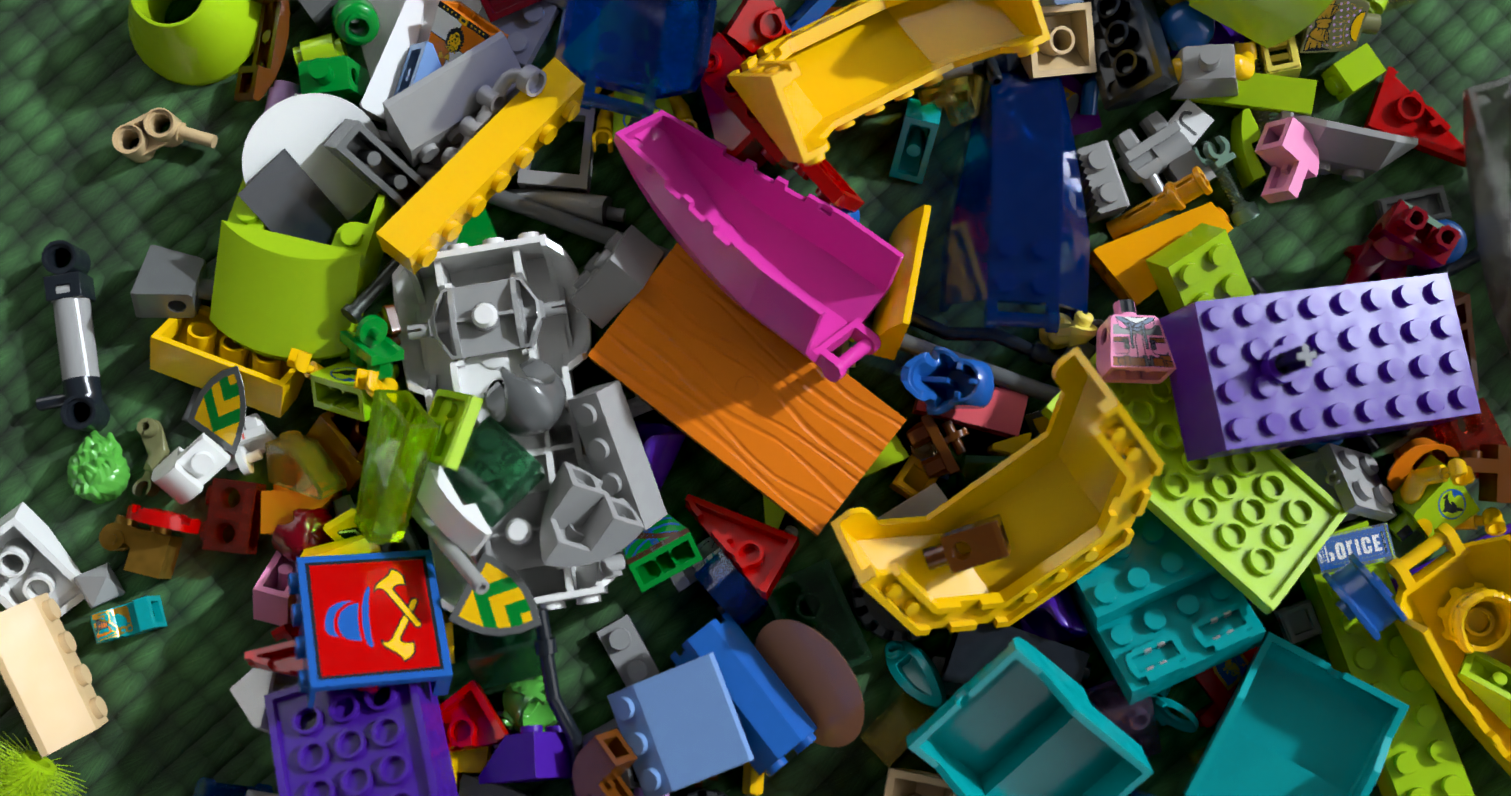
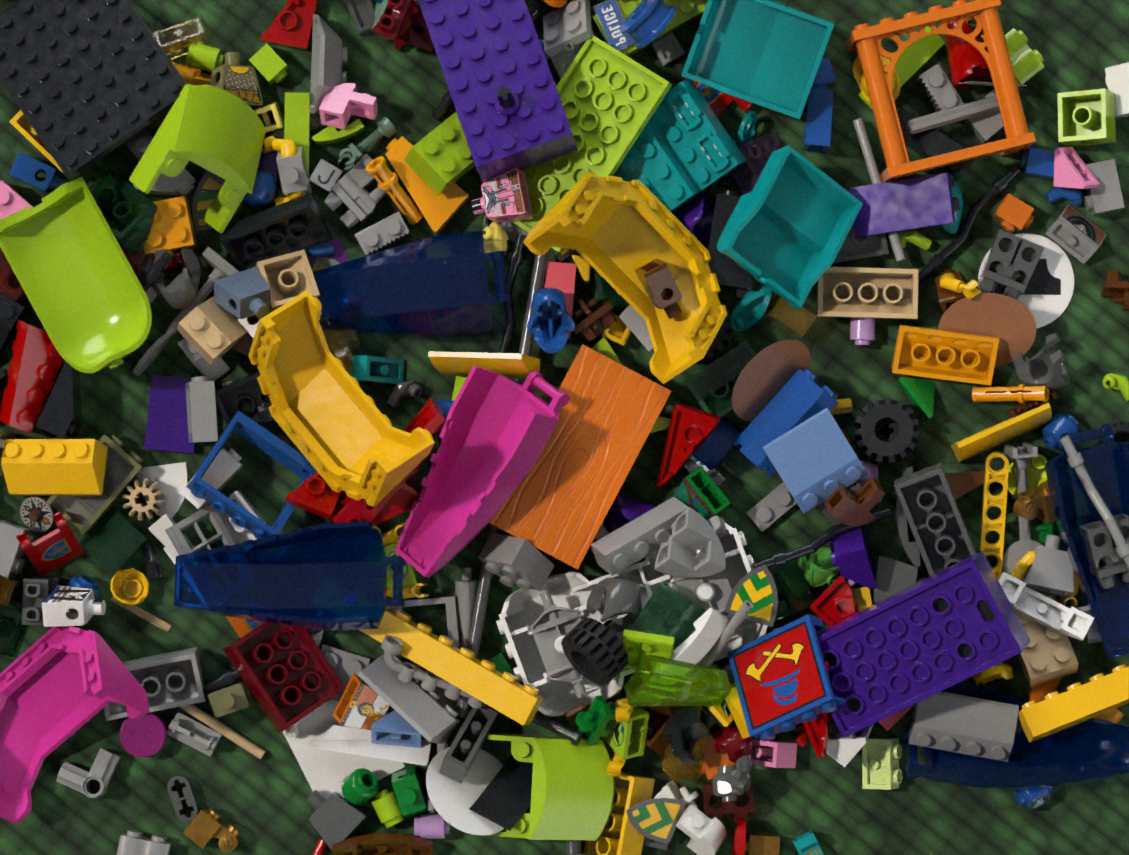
camera: 100 degrees left, 5 degrees up
(231, 744) = (881, 764): none -> yellowish green bracket
(247, 523) = (732, 779): none -> dark grey head
(333, 467) = (684, 728): none -> black brick
(460, 353) = (595, 651): none -> black tyre
(881, 174) = (404, 389): none -> dark grey arm

